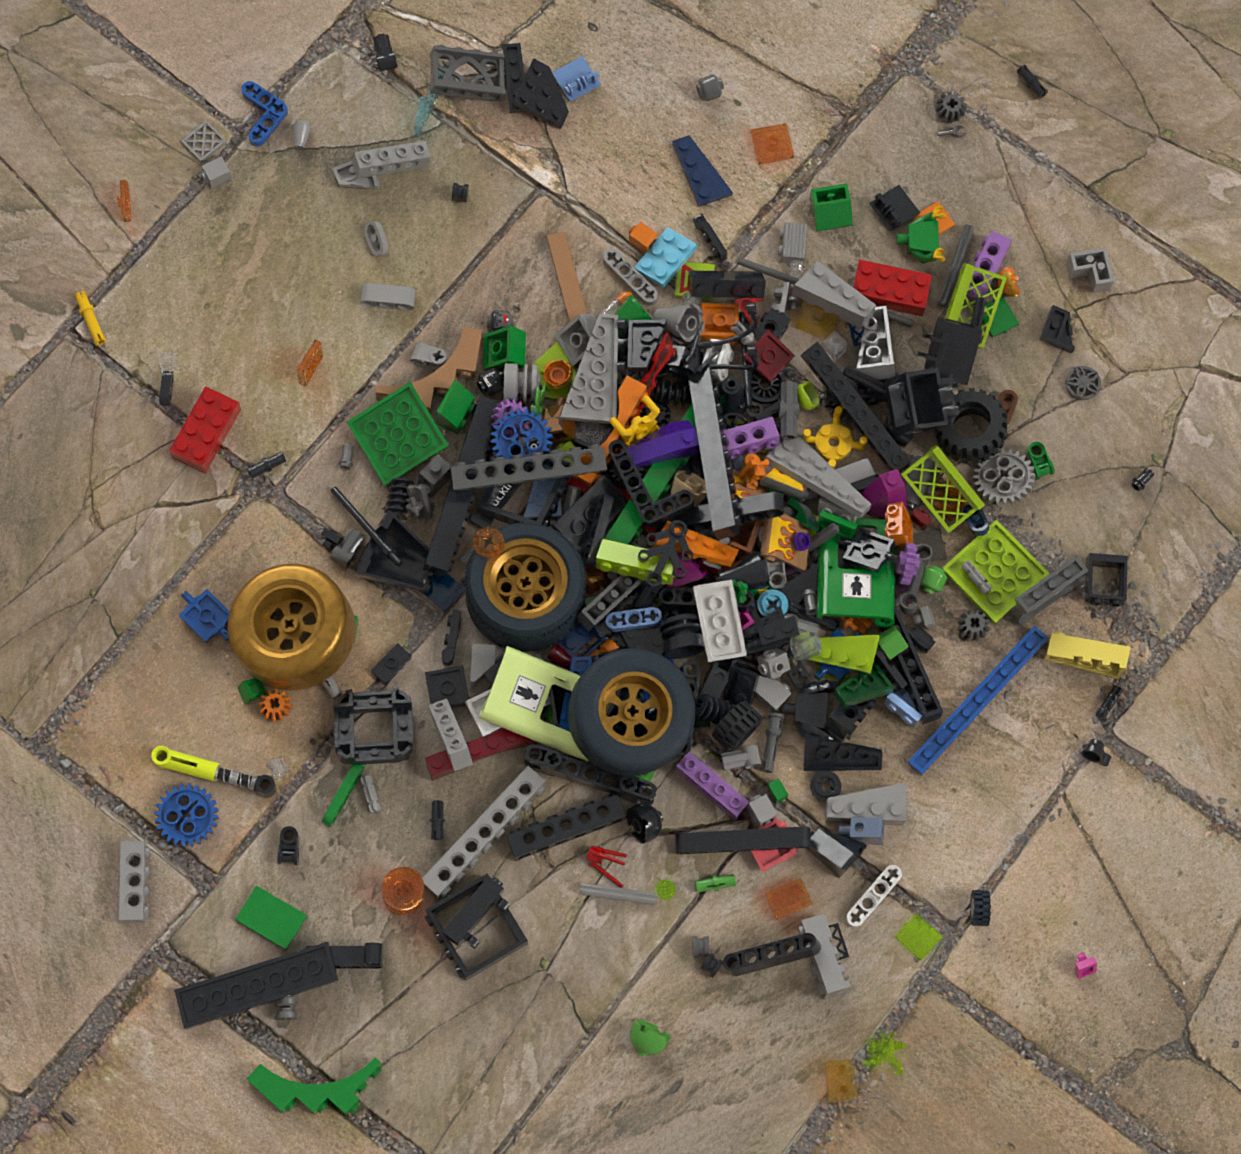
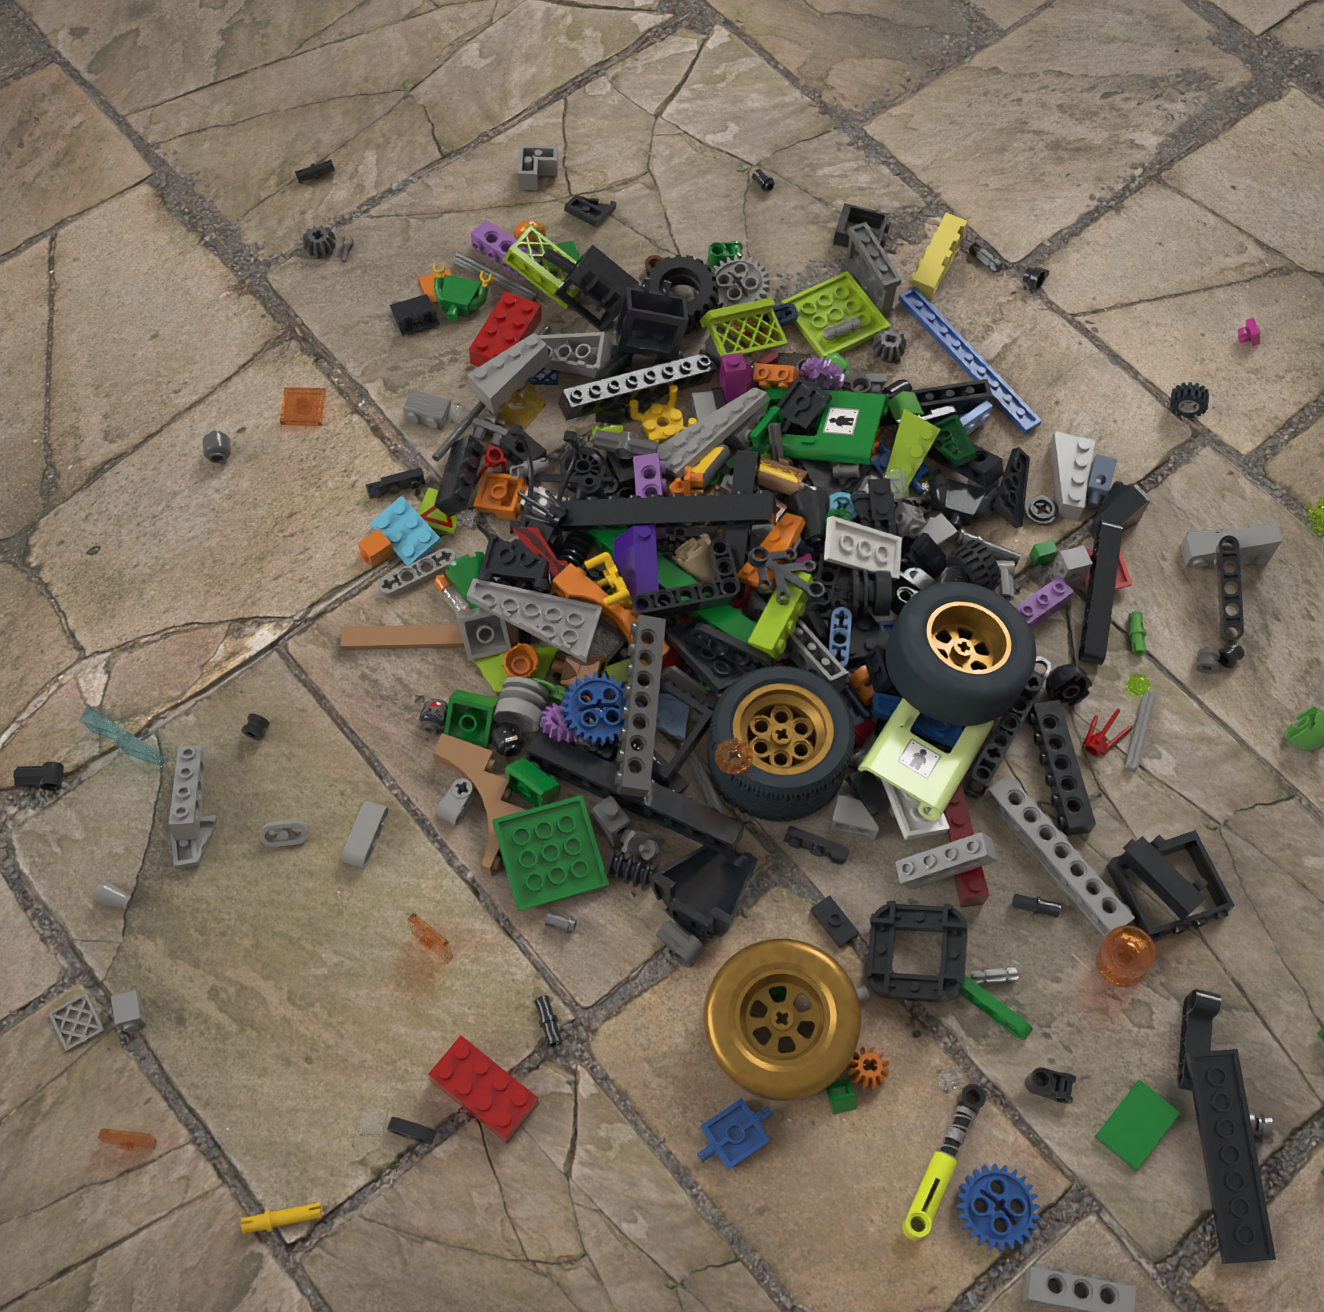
camera: 75 degrees left, 10 degrees down
(270, 112) = (68, 928): blue beam -> none
(331, 538) = (663, 959): black tile -> none
(387, 550) = (702, 888): black bar -> none
(444, 591) = (757, 843): piece -> none
(447, 684) = (875, 862): black plate -> none
(478, 61) = (135, 669): dark grey fence -> none
(513, 71) = (128, 639): black plate -> none
(541, 95) = (161, 616): black plate -> none
(576, 78) = (153, 577): medium blue hinge -> none
(681, 320) = (490, 519): light grey cone -> none
(701, 175) = (319, 479): dark blue wing -> none
(772, 356) = (554, 453): dark red plate -> none
(788, 899) = (1161, 568): clear orange plate -> none
(801, 541) = (782, 458): dark purple plate -> none
(831, 207) = (397, 365): green slope -> none
(834, 346) = (552, 395): clear brick -> none
(872, 895) = (1166, 491): white beam -> none
(918, 936) = (1207, 464): clear neon green piece -> none
(1083, 382) = (650, 204): dark grey wheel -> none

